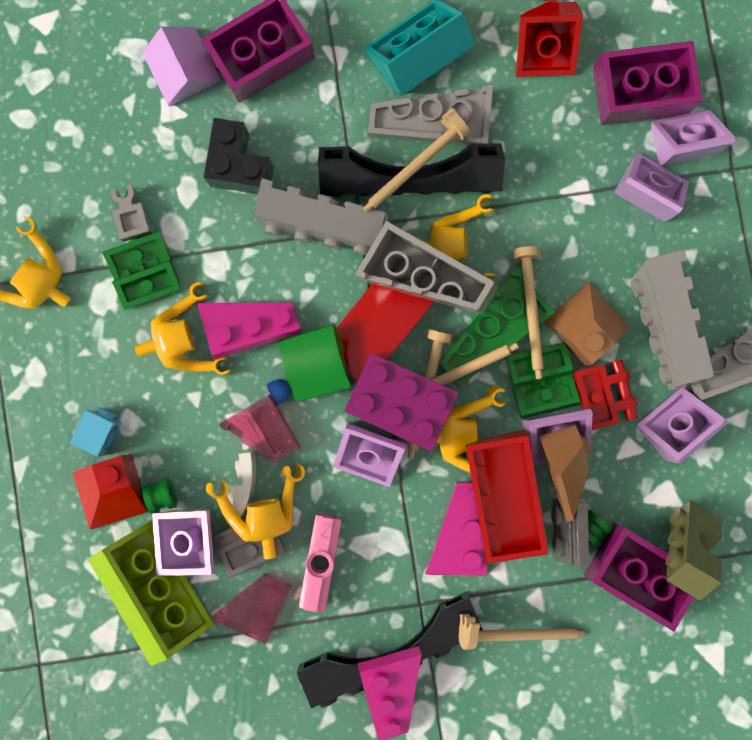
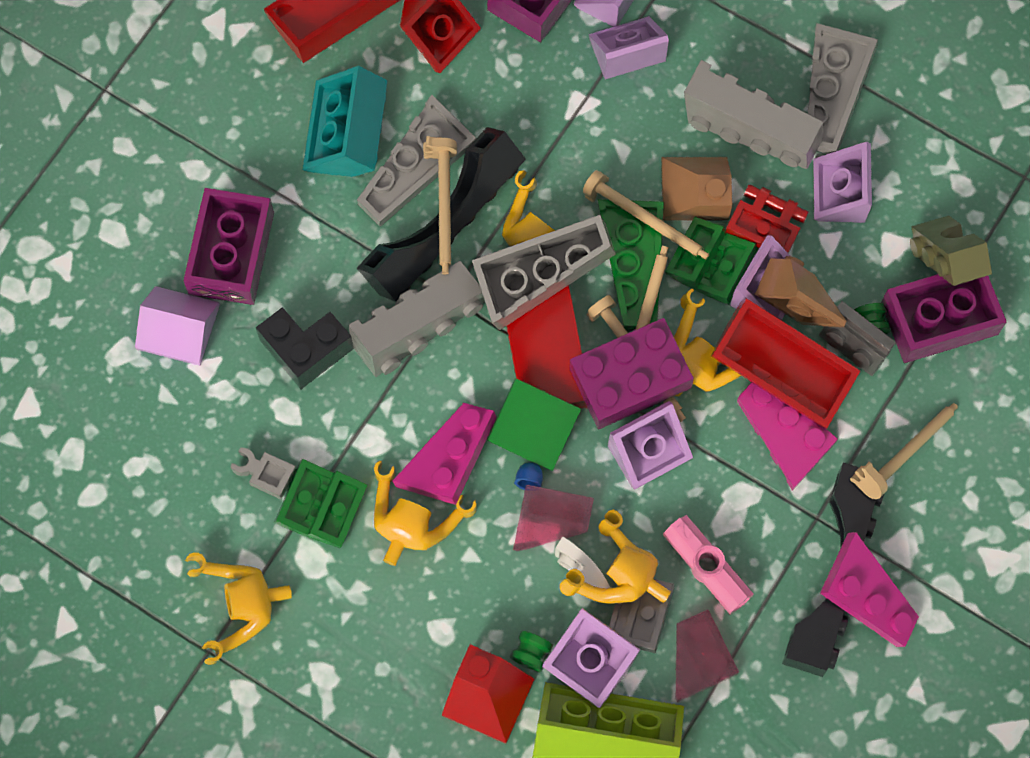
camera: 55 degrees left, 15 degrees down
(96, 431) = (426, 657): medium azure brick -> none

